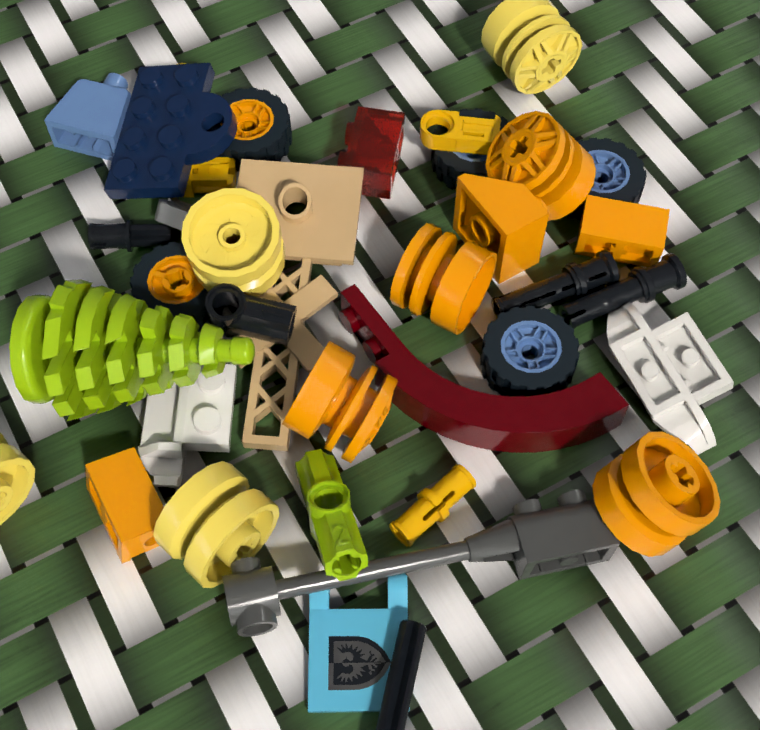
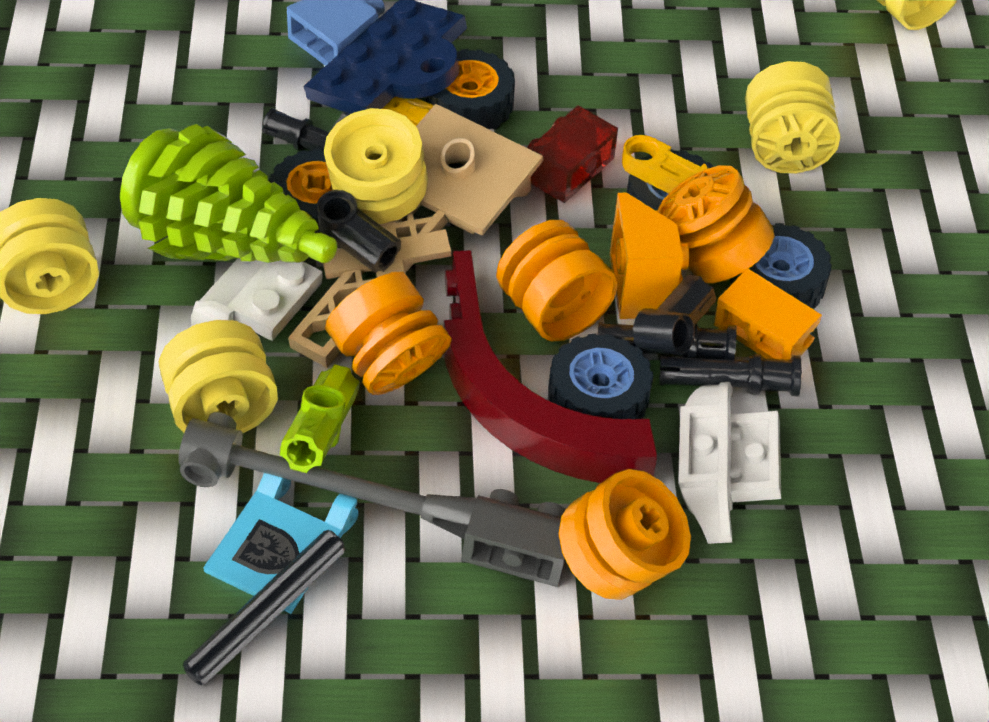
camera: 25 degrees right, 10 degrees down
(125, 502) = (157, 322): light orange hinge -> none
(432, 505) = (455, 457): yellow pin -> none
(564, 273) = (673, 323): none -> black piece

